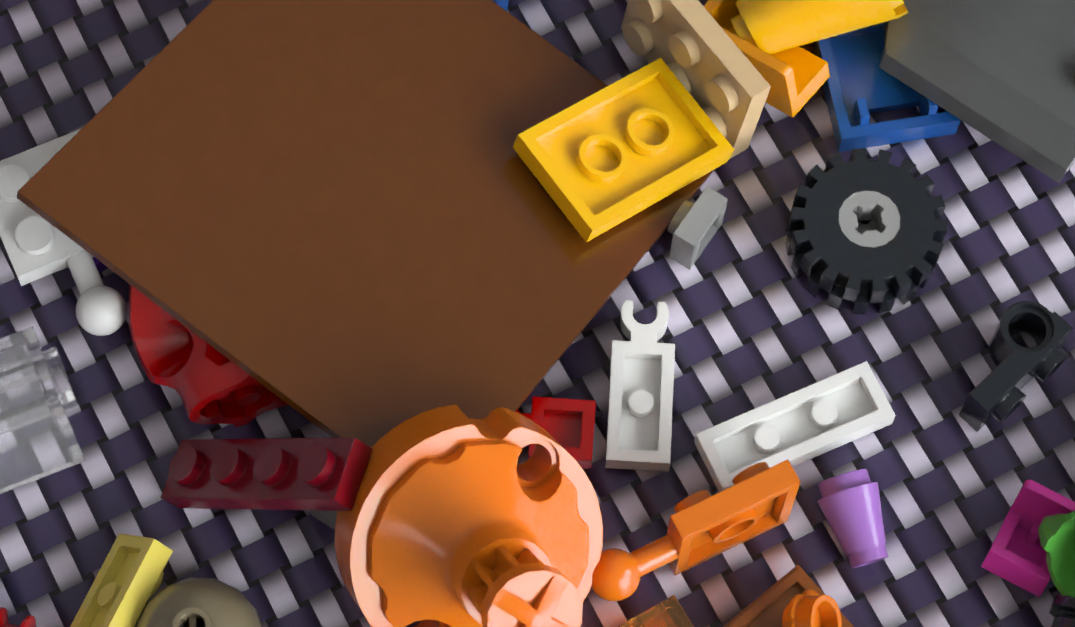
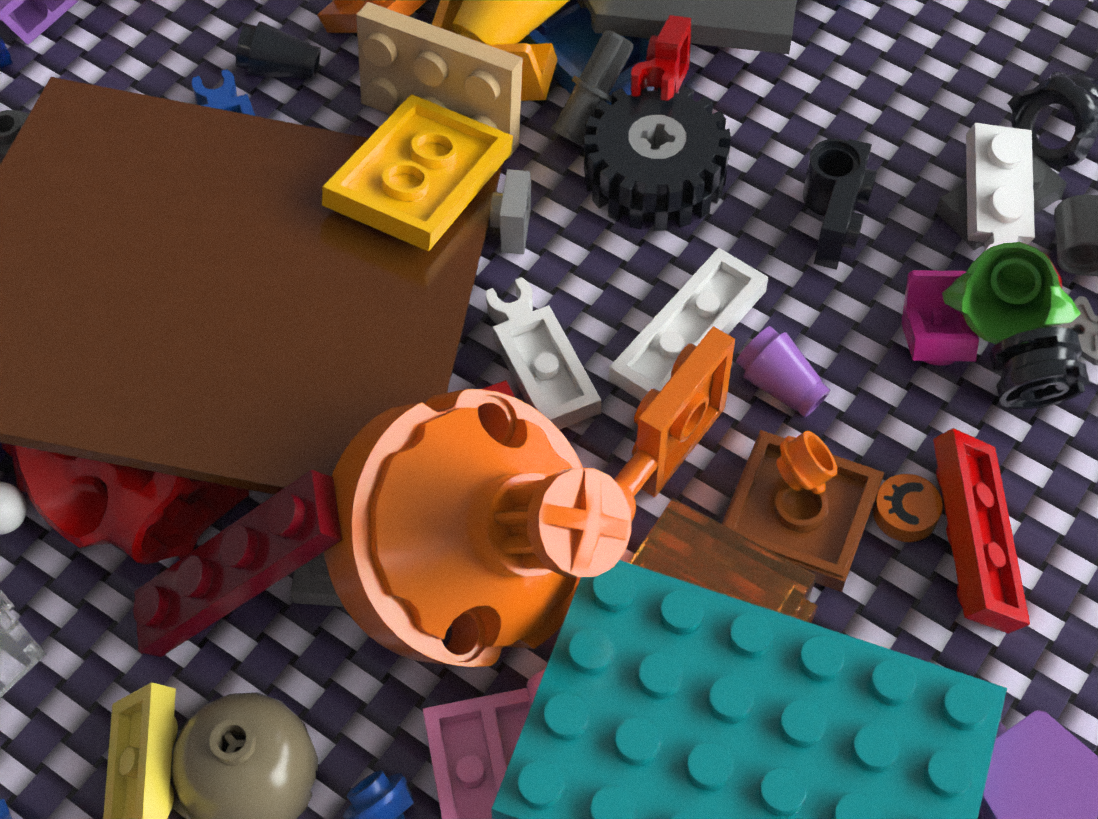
camera: 25 degrees left, 10 degrees down
(840, 130) = (593, 85): none -> dark grey axle
(928, 139) = (665, 60): none -> red plate

